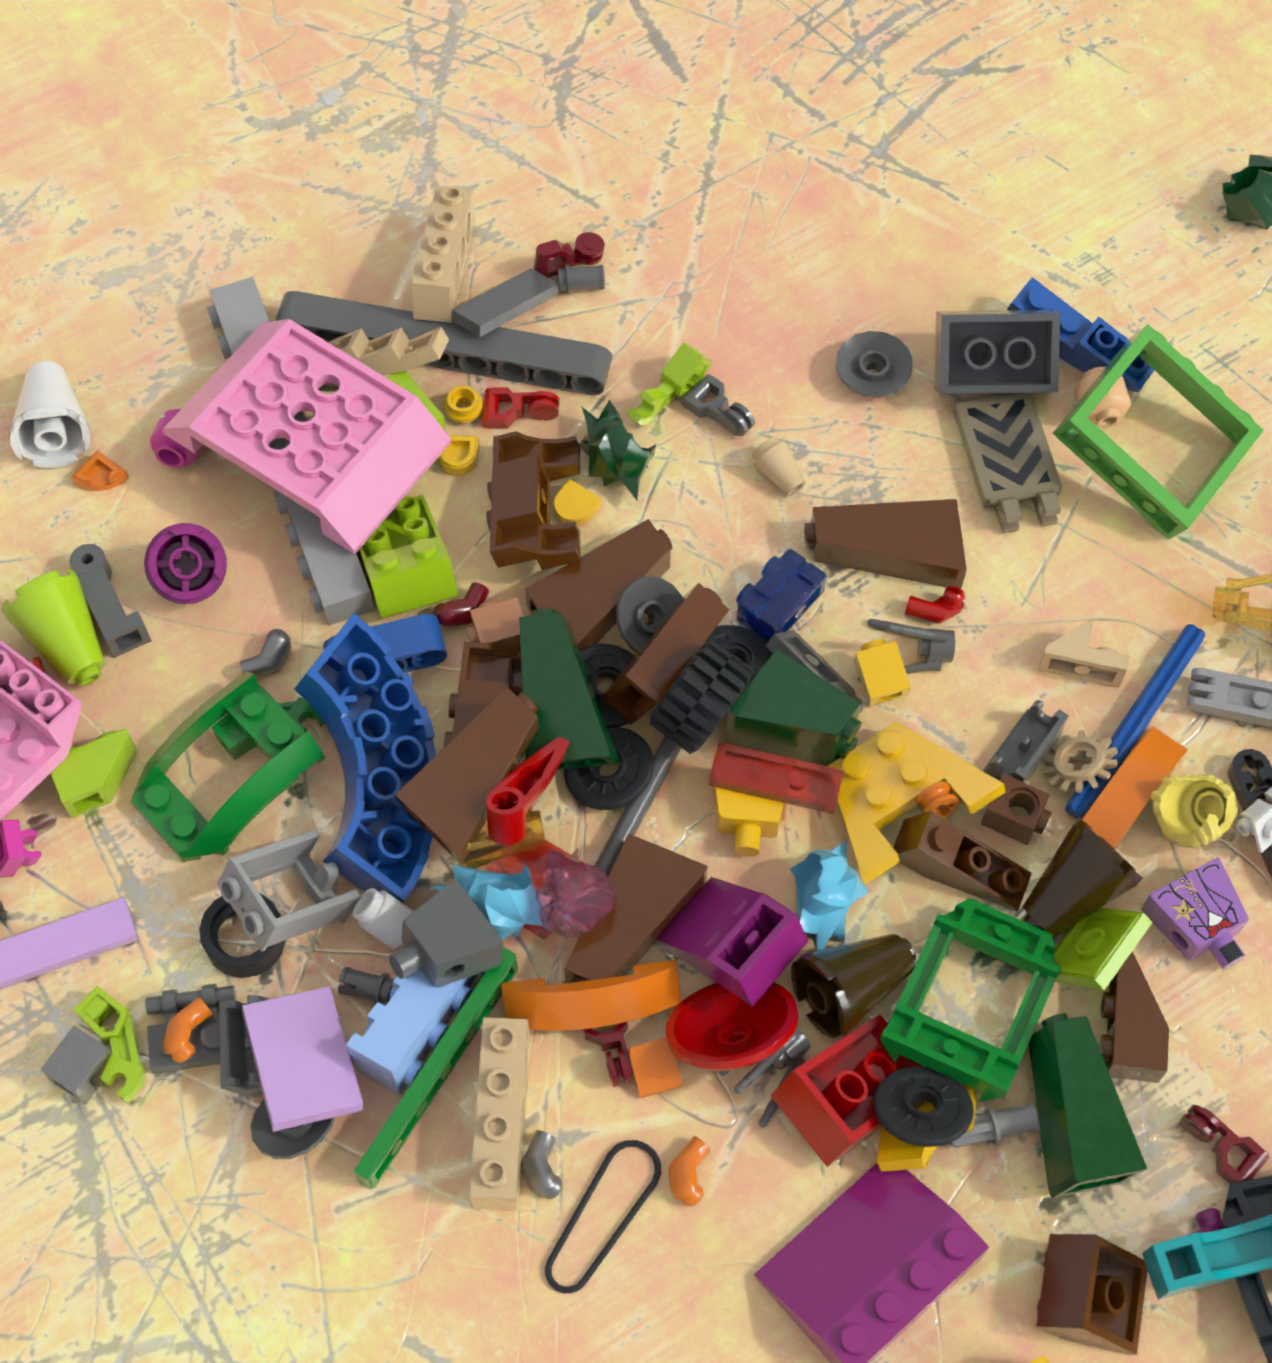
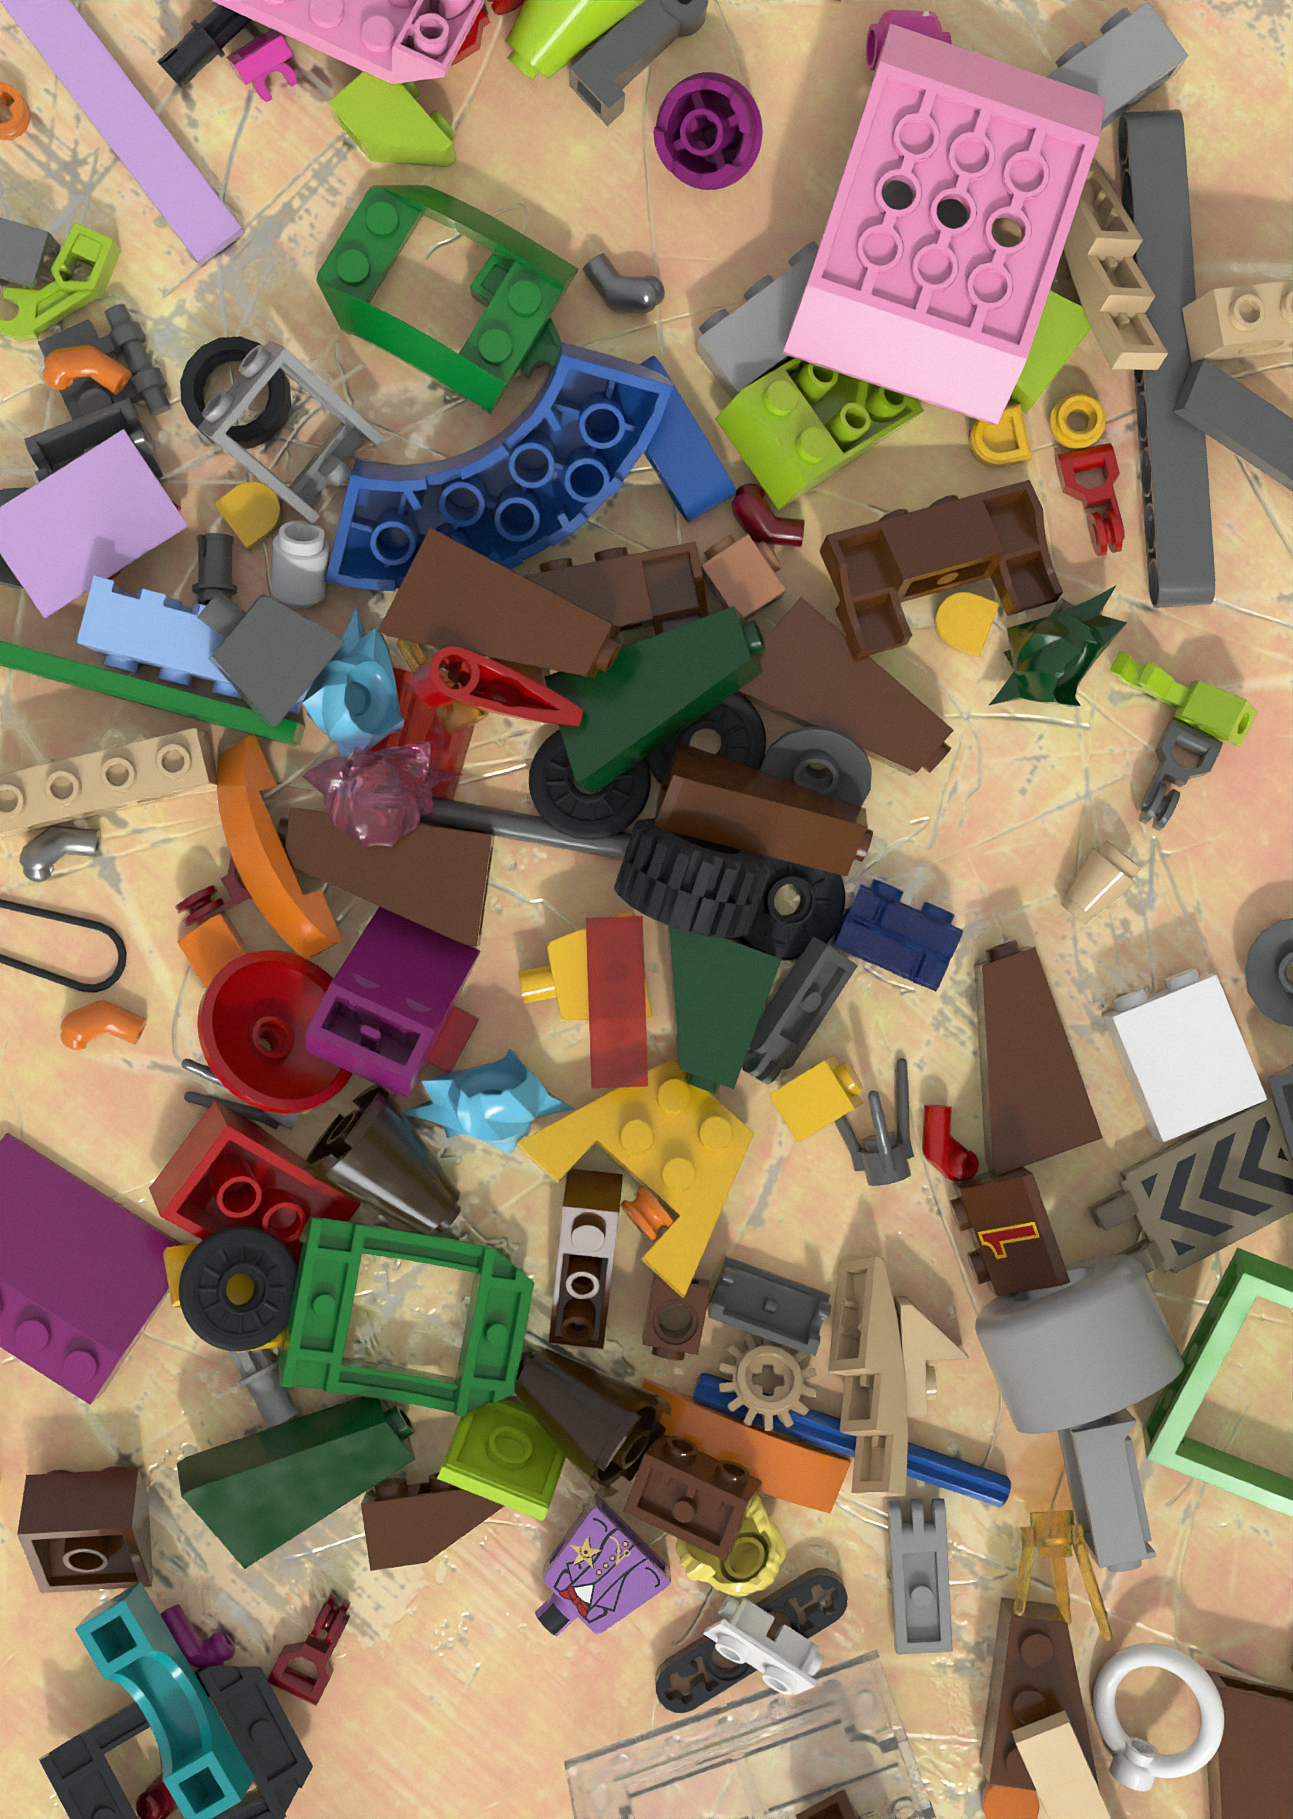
camera: 75 degrees right, 25 degrees up
(333, 951) = (251, 512): none -> yellow tile
(911, 445) = (1183, 1054): none -> white brick
(1008, 571) = (1009, 1232): none -> reddish brown slope
(1093, 685) = (871, 1358): none -> tan slope
(1097, 541) = (1079, 1345): none -> light grey piece
(1155, 819) = (692, 1495): none -> reddish brown bracket
(1198, 555) = (1107, 1491): none -> light grey window

